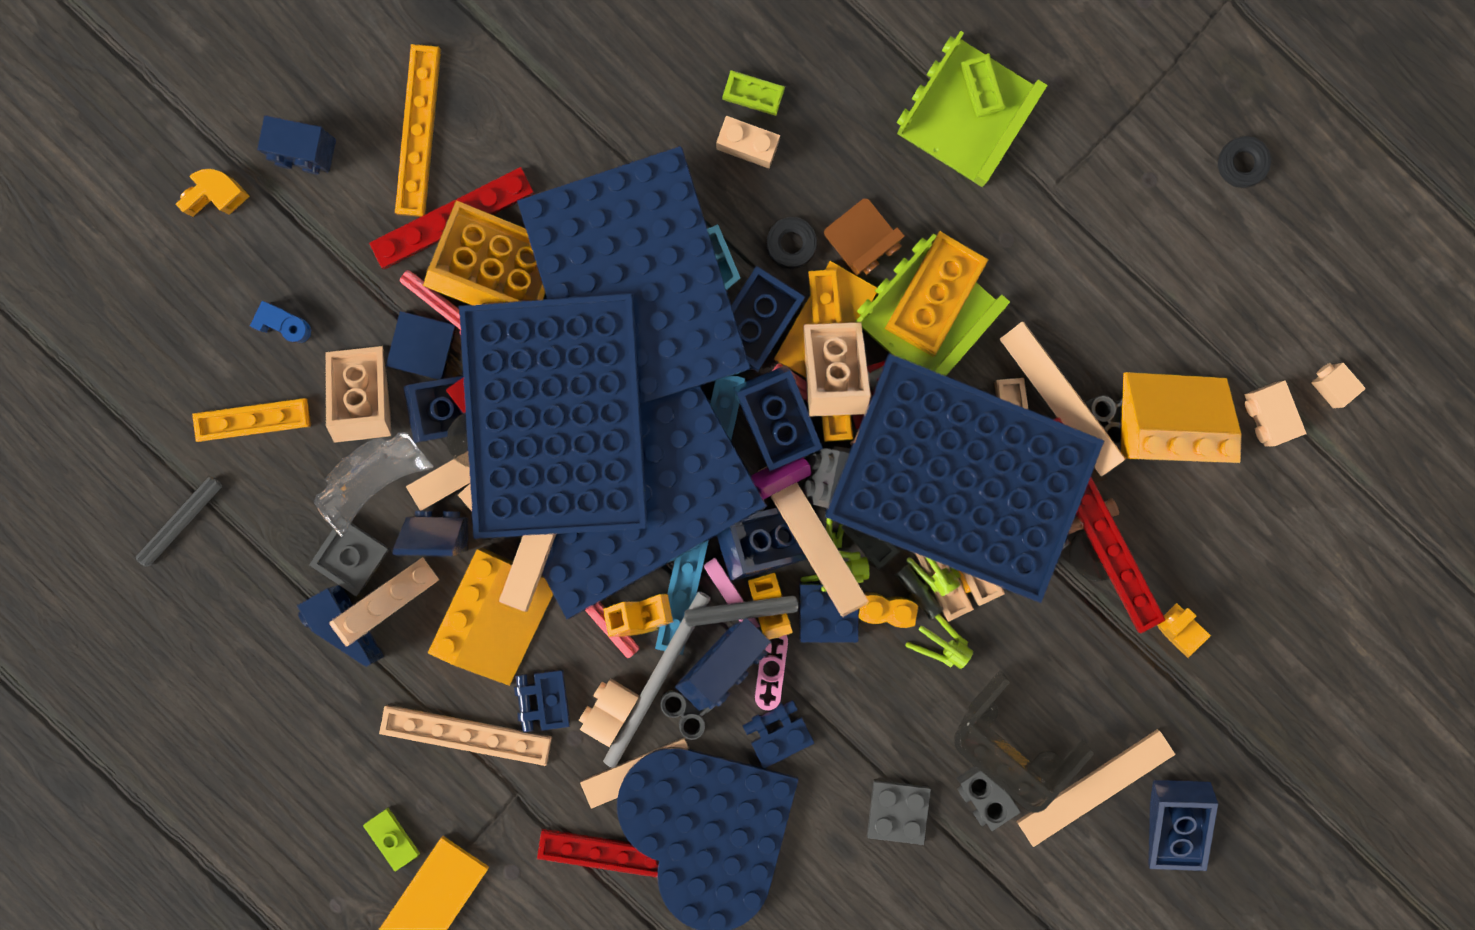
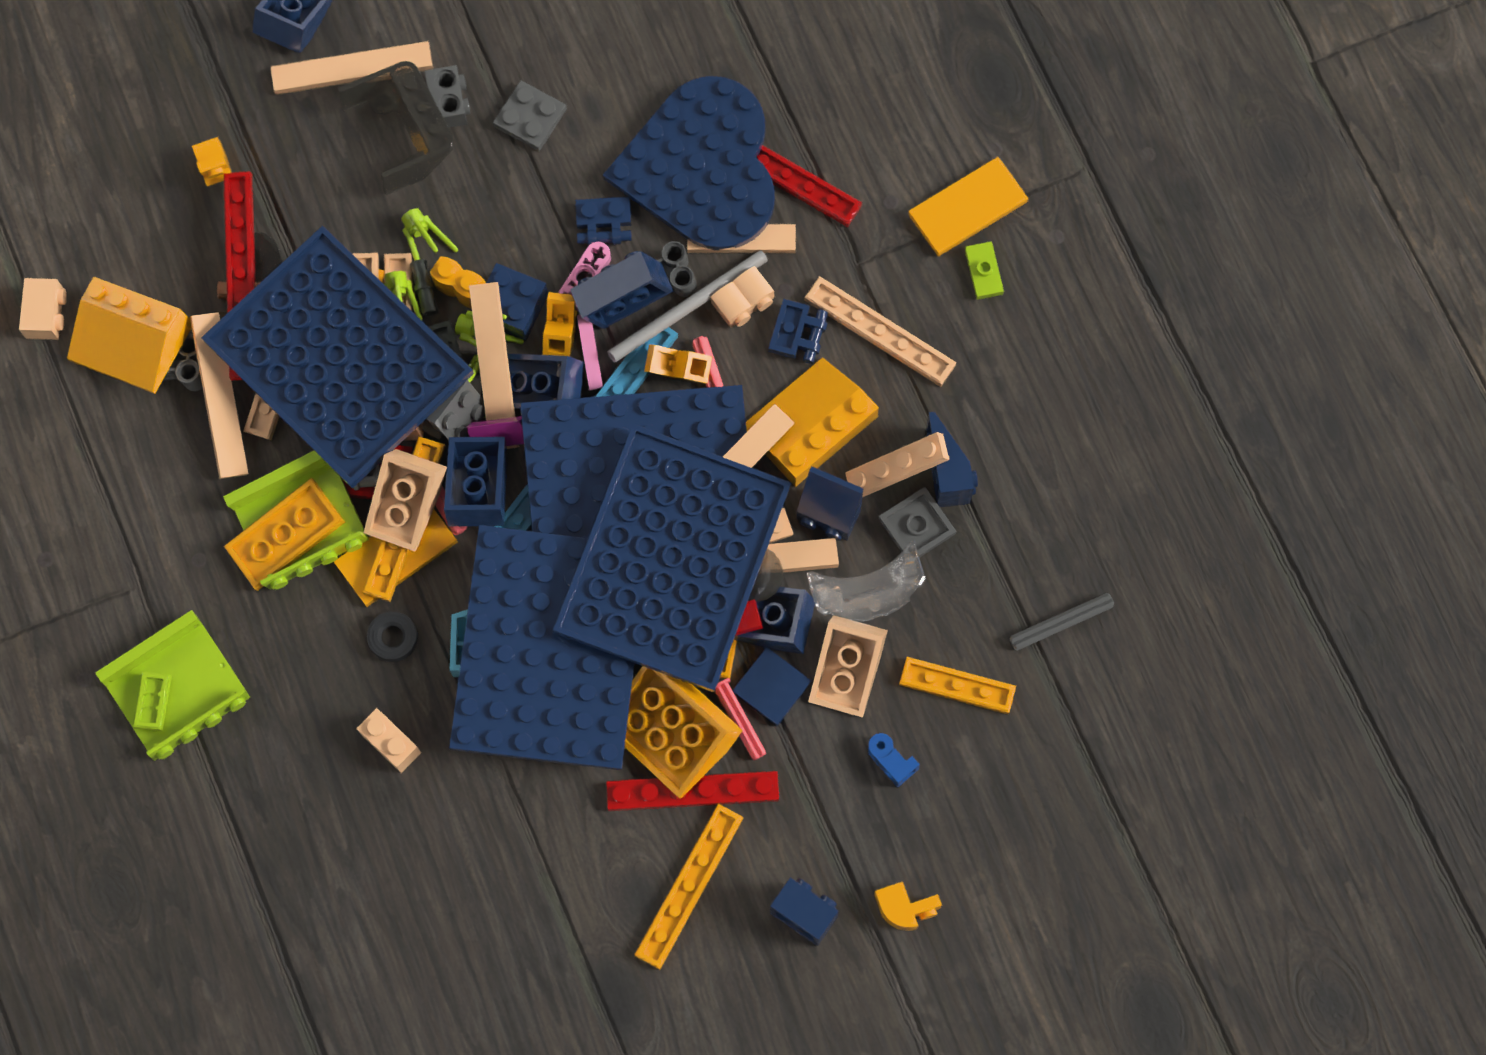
camera: 155 degrees left, 15 degrees down
(741, 610) = (585, 328): dark grey axle -> none
(753, 93) = (362, 786): lime plate -> none
(763, 314) = (445, 577): dark blue brick -> none
(863, 237) = (325, 610): dark orange bracket -> none

